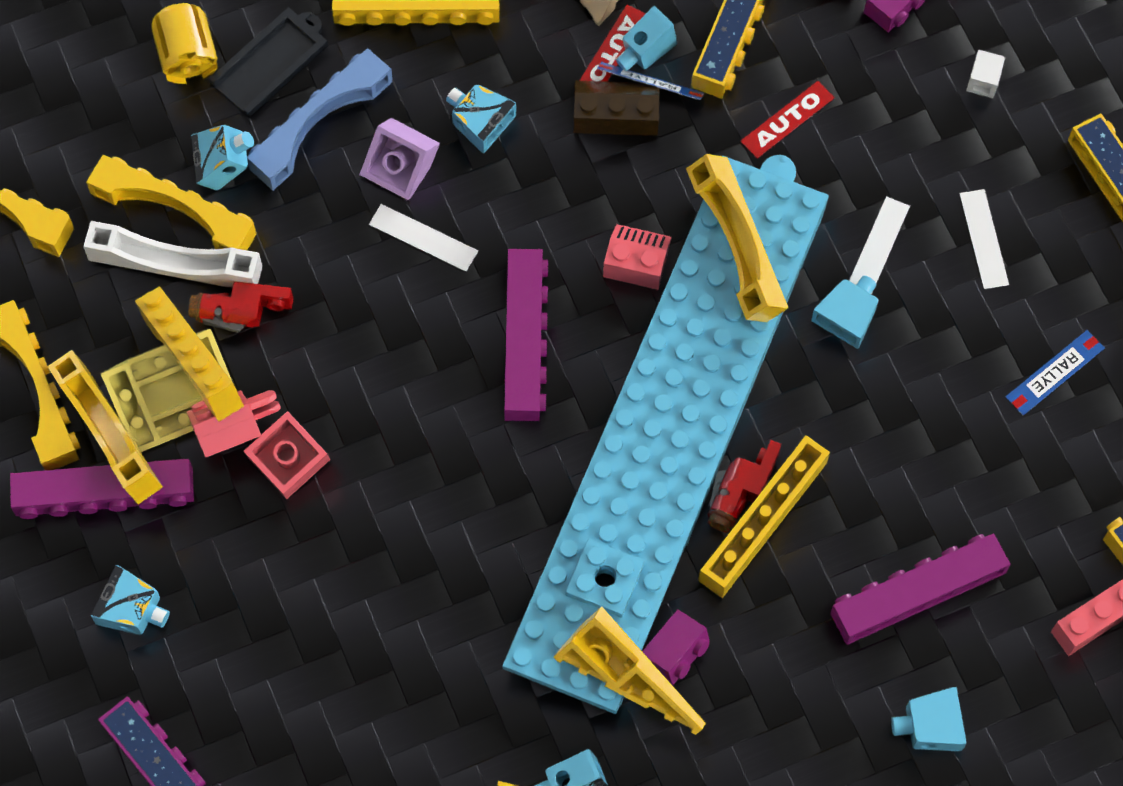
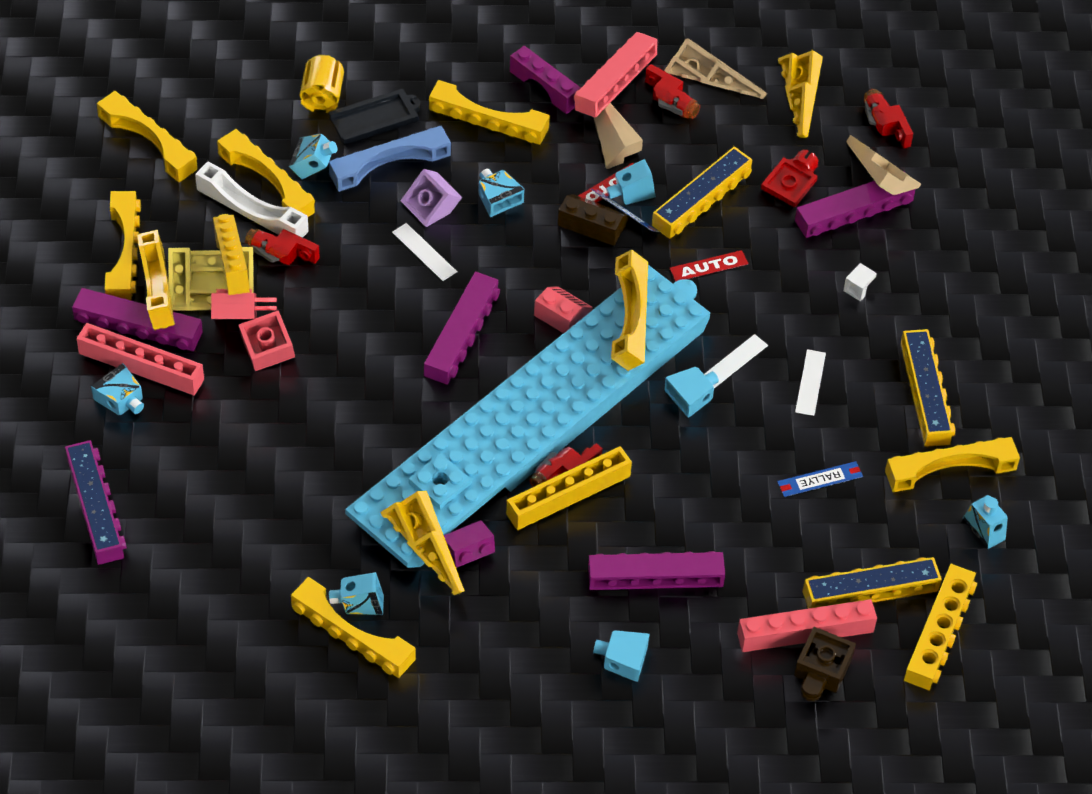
camera: 20 degrees right, 15 degrees down
(134, 547) = (140, 358): none -> coral brick

